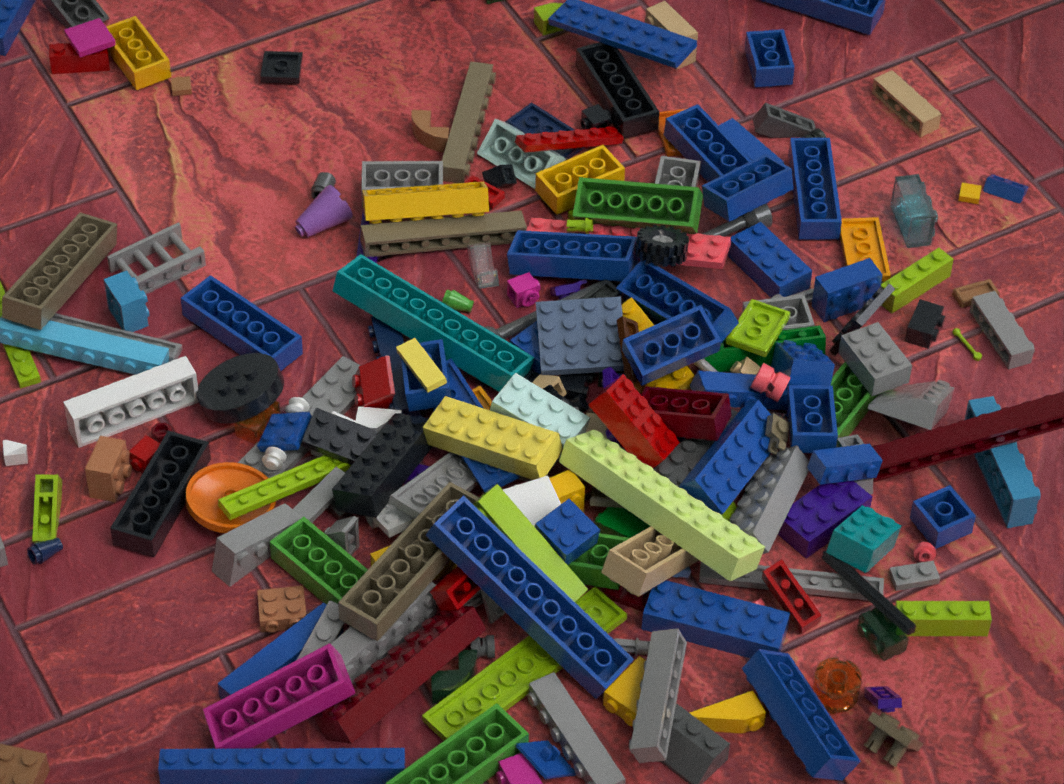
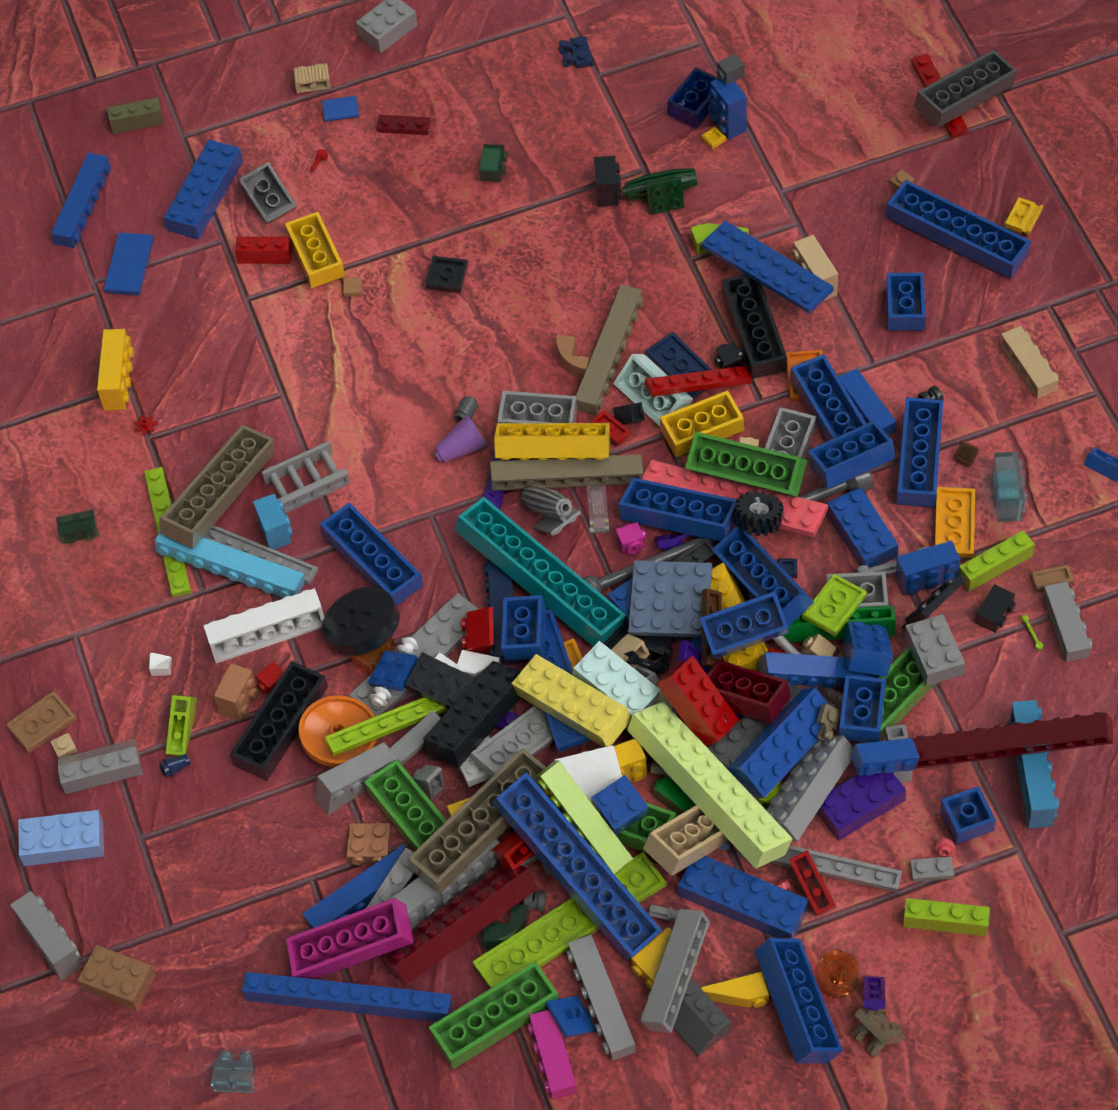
camera: 15 degrees right, 10 degrees up
(90, 37) = (273, 234): dark pink tile -> none
(159, 431) = (287, 655): dark red tile -> none
(421, 365) = (518, 621): light yellow tile -> none
(436, 261) = (551, 504): none -> light grey plate
(457, 301) = (568, 544): bright green cone -> none
(580, 225) = (691, 478): lime pin -> none
(770, 382) = (830, 668): coral wheel -> none
(781, 123) = (903, 375): dark grey slope -> none
(861, 187) = (966, 453): none -> reddish brown plate
(863, 538) = (889, 831): teal brick -> none
(870, 593) = (883, 886): black axle -> none
(882, 634) = (890, 925): clear green brick -> none
(916, 403) = (964, 698): light grey slope -> none
(970, 193) = (1070, 467): yellow tile -> none

